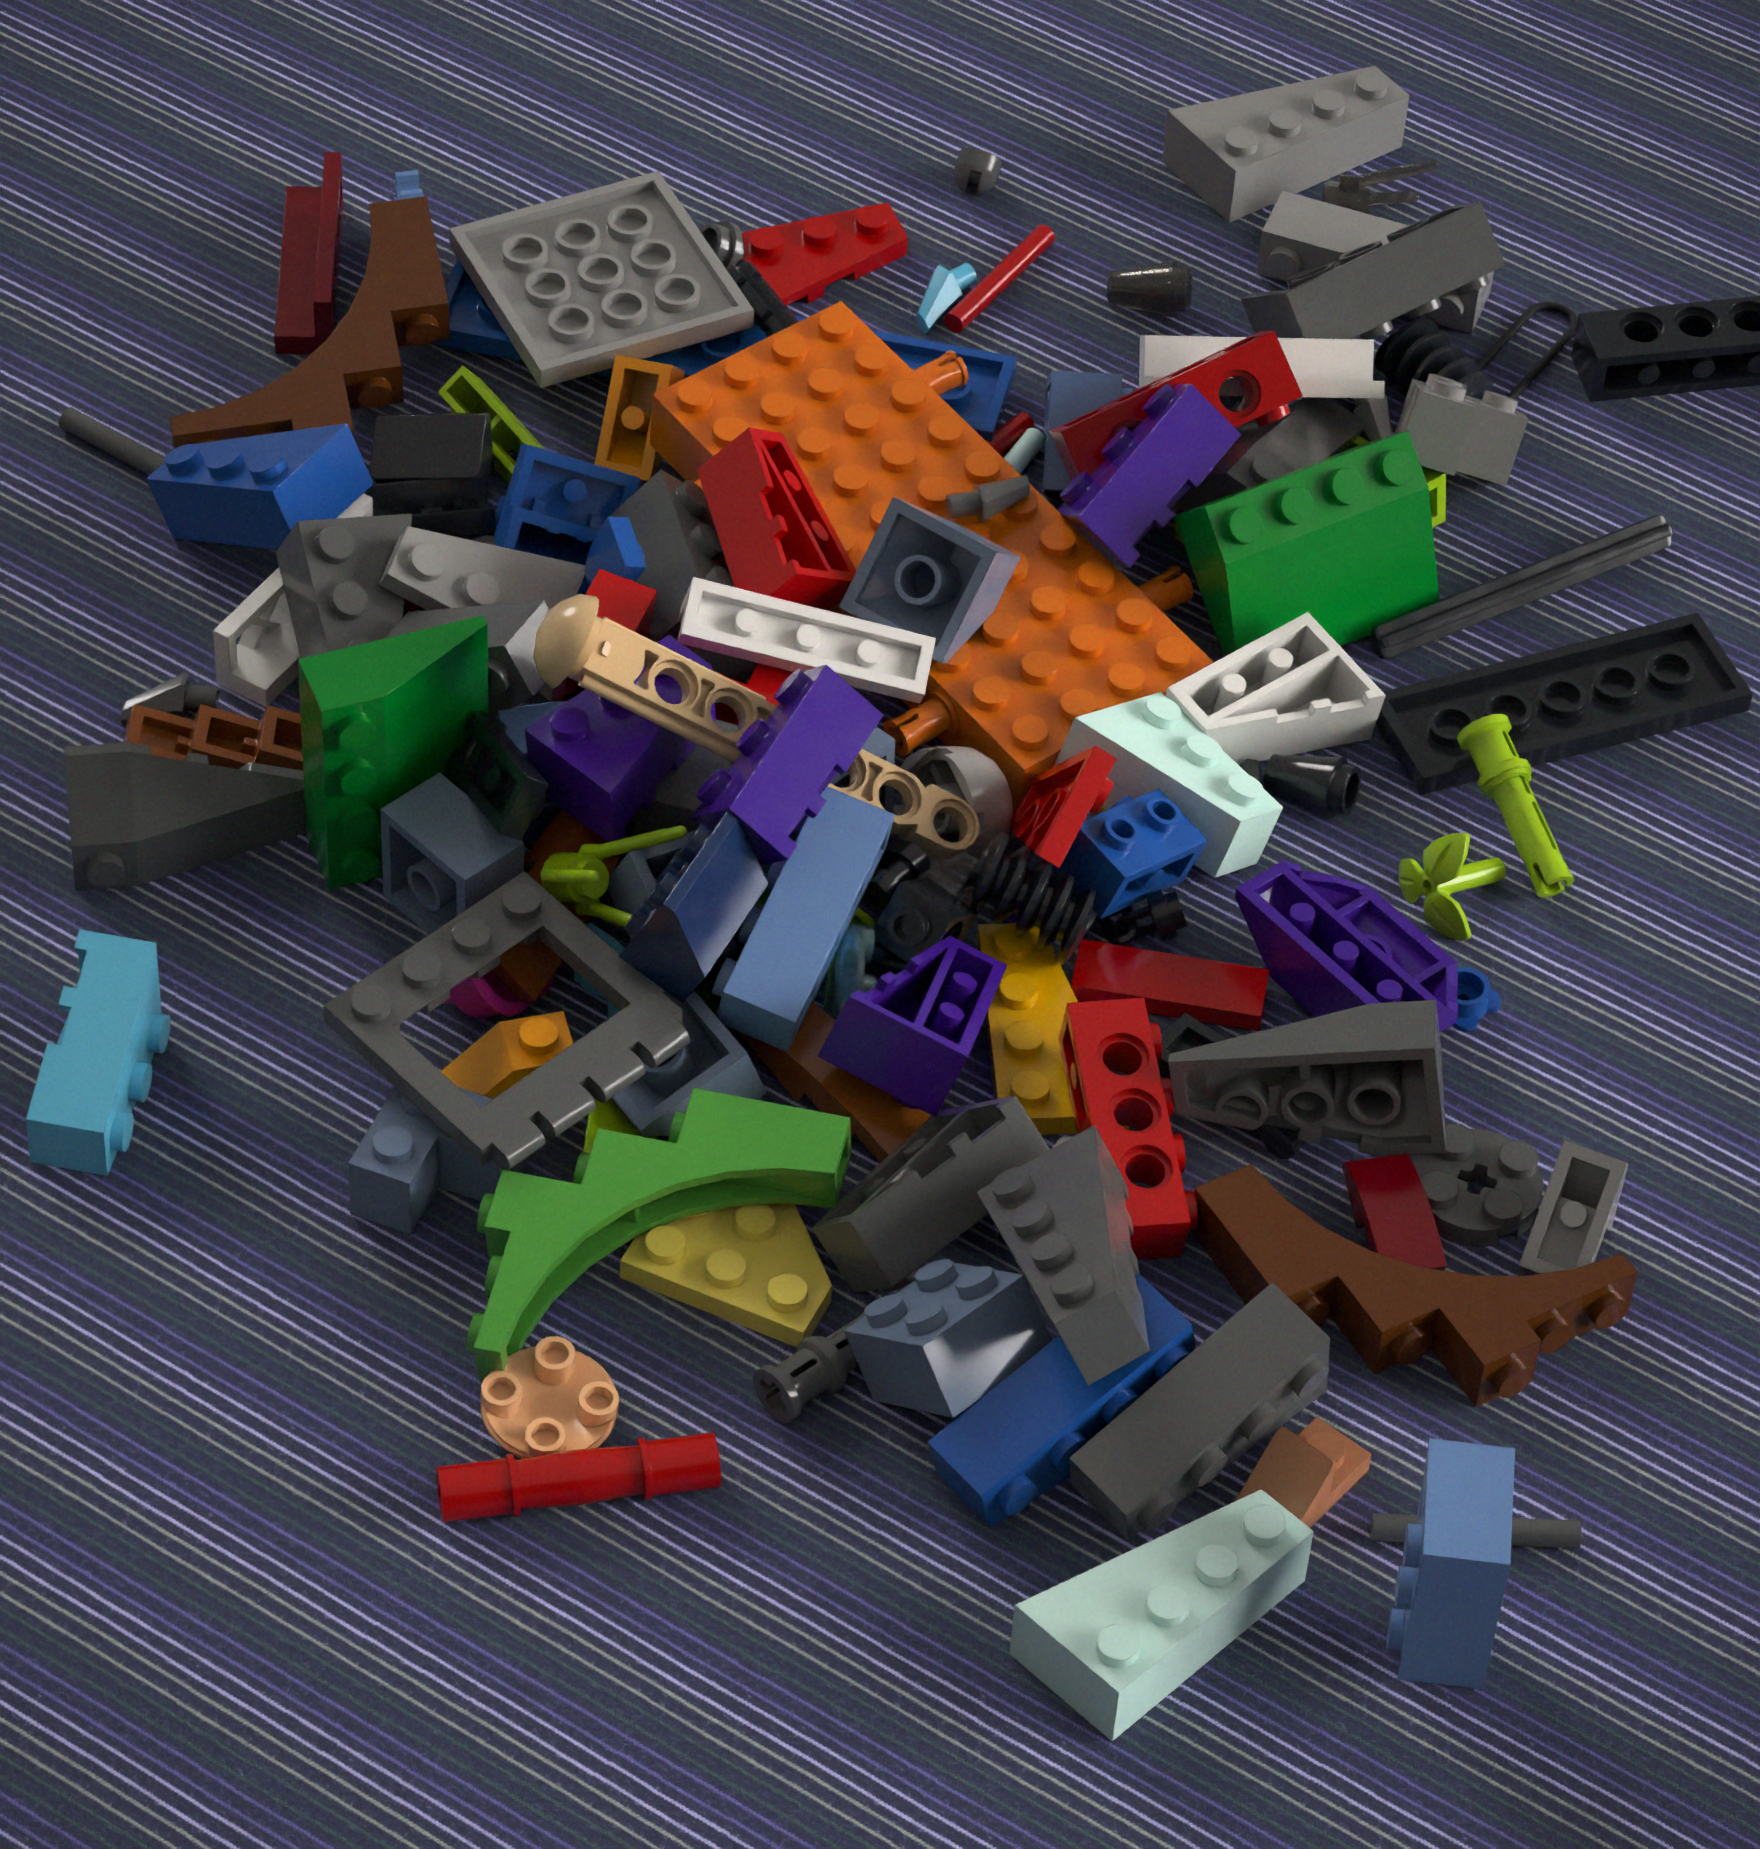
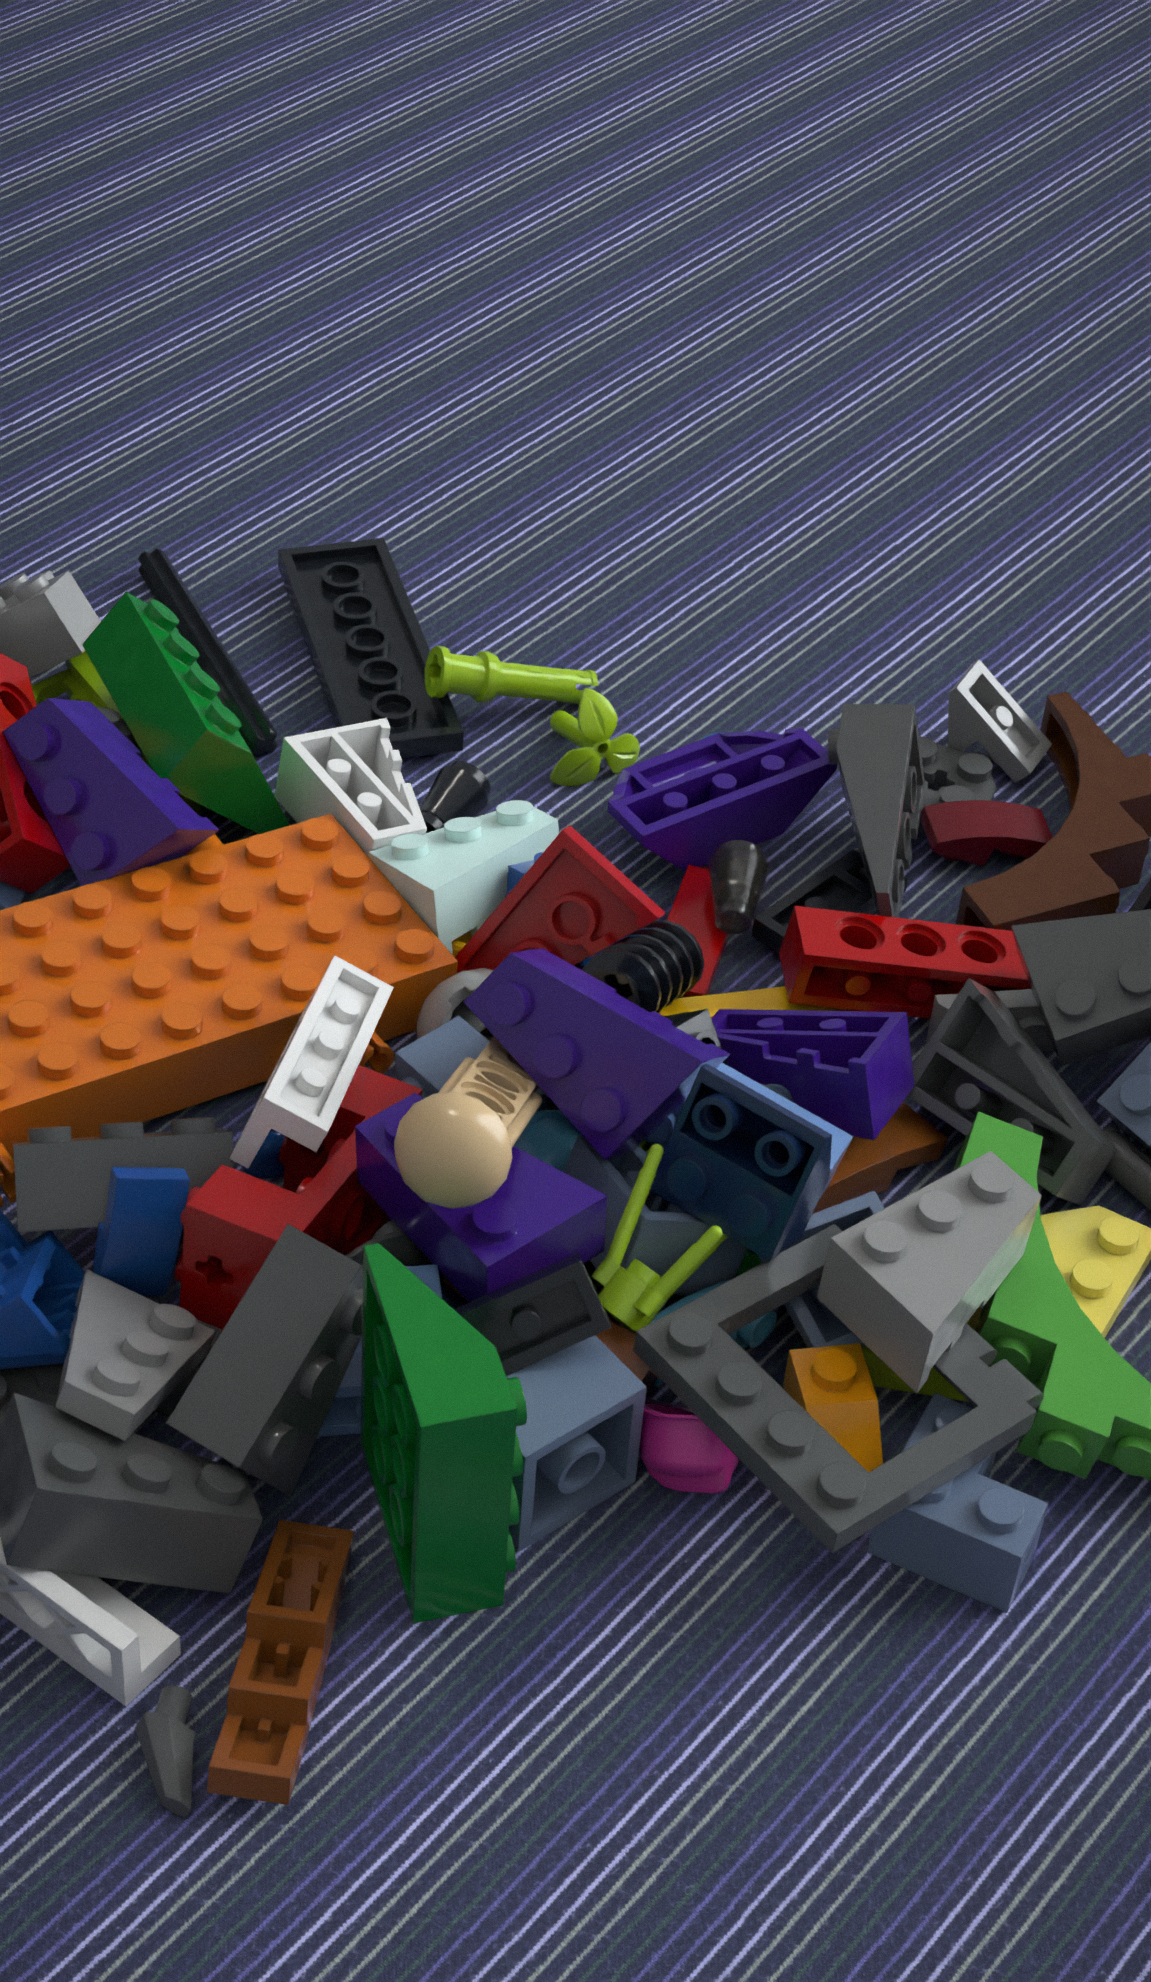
camera: 85 degrees left, 5 degrees down
(101, 1058) = (834, 1827): medium azure wedge -> none
(159, 815) = (429, 1762): dark grey wedge -> none
(611, 1046) = (928, 1263): none -> light grey wedge
(773, 523) = (124, 1072): red wedge -> none
(929, 577) = (241, 954): sand blue slope -> none
(987, 498) = (101, 909): dark grey bar -> none
(1215, 988) = (736, 883): none -> clear smoke cone

